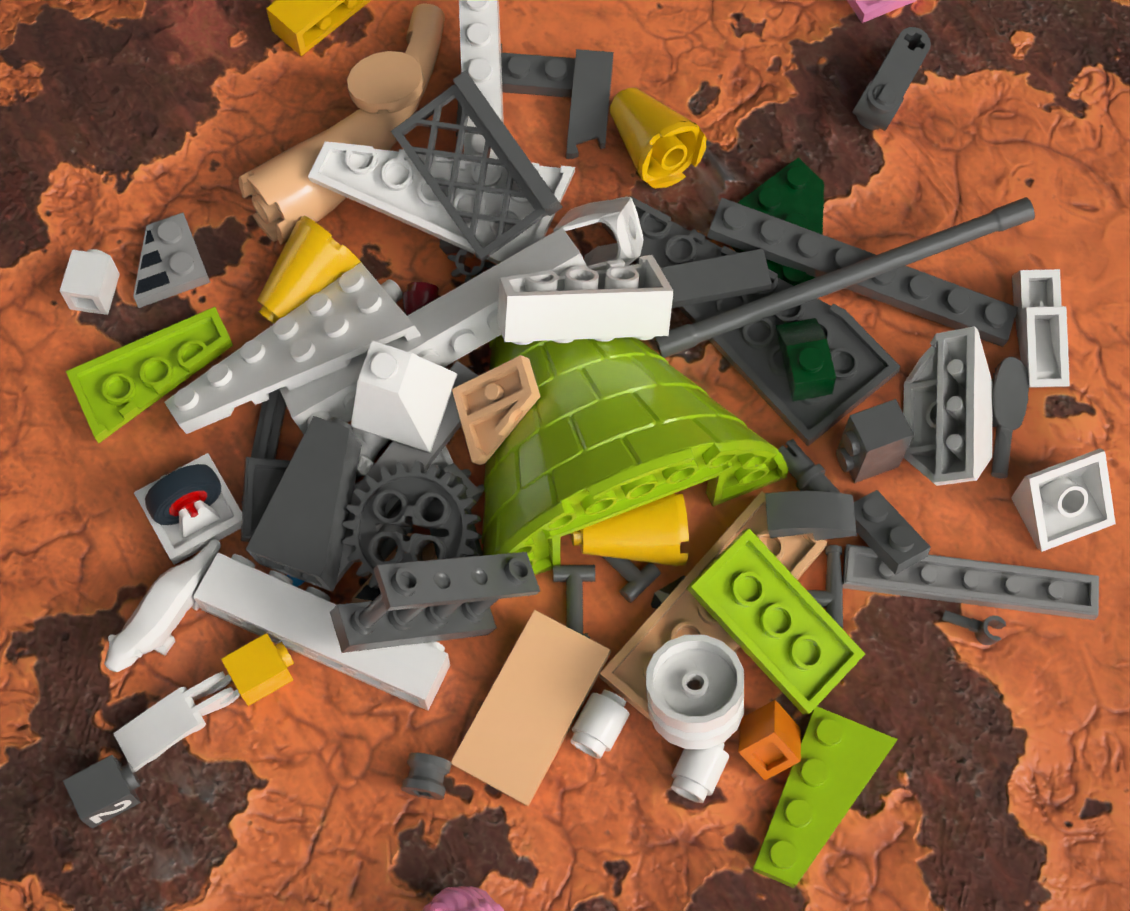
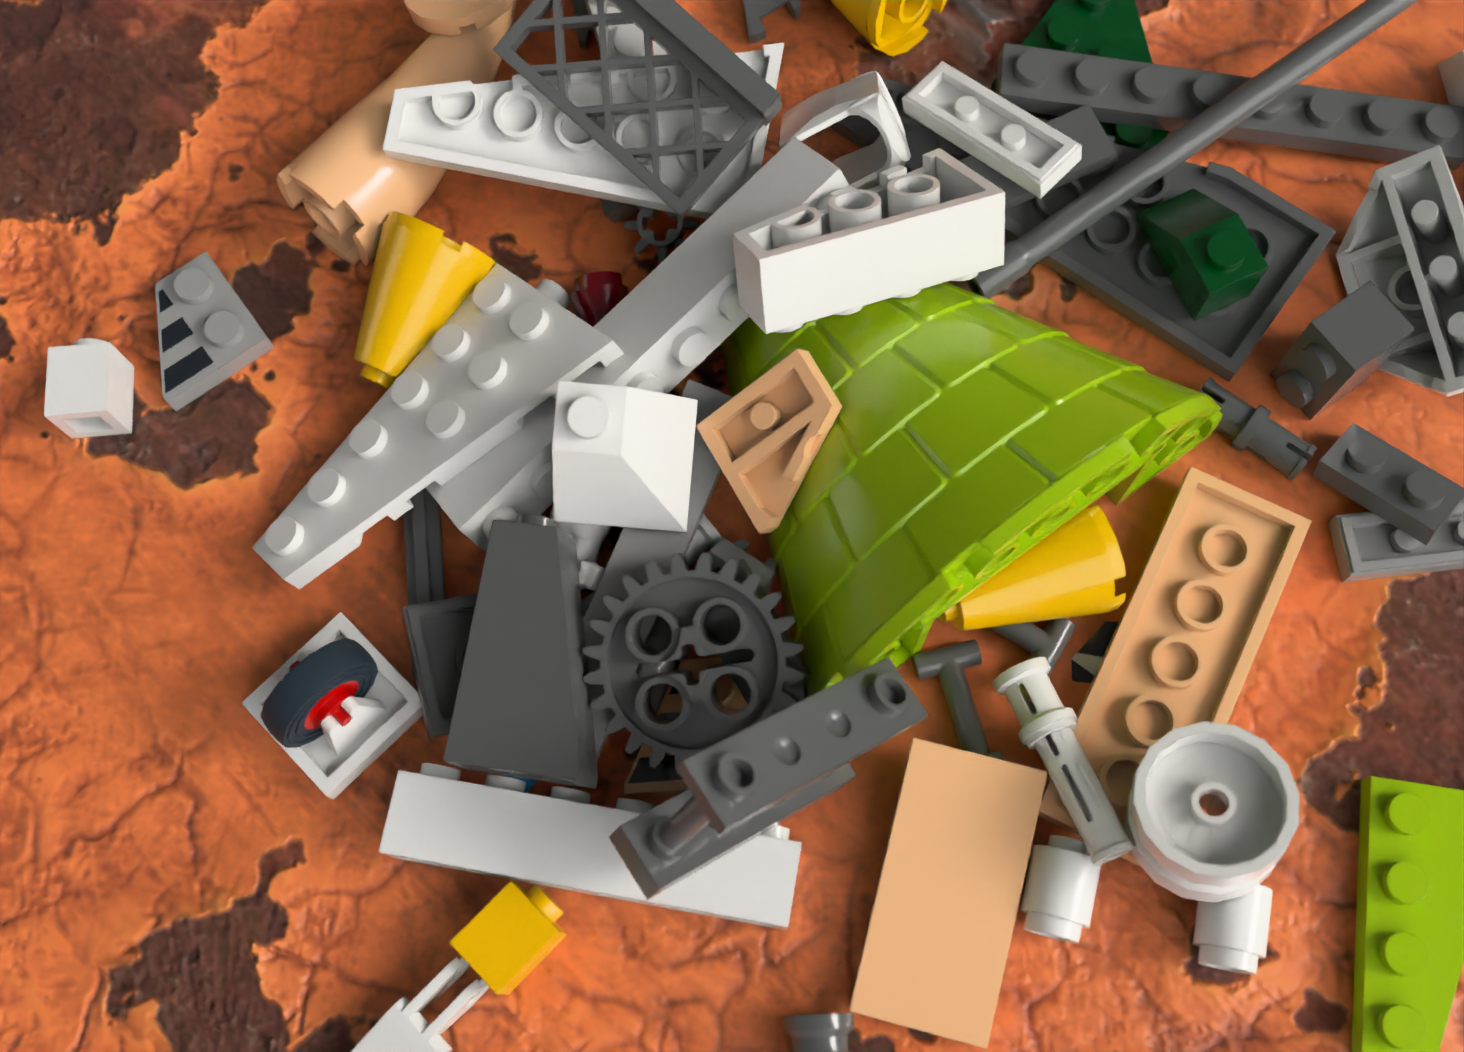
camera: 10 degrees left, 5 degrees up
(140, 373) = (200, 515): lime wing -> none
(160, 611) = (331, 889): white animal -> none
(619, 625) = (1050, 730): none -> white pin
(696, 250) = (992, 129): none -> white tile
(770, 740) = (1329, 852): orange panel -> none
(776, 621) = (1281, 663): lime plate -> none
(805, 512) = (1281, 484): dark grey slope -> none
(833, 596) = (1335, 603): dark grey piece -> none

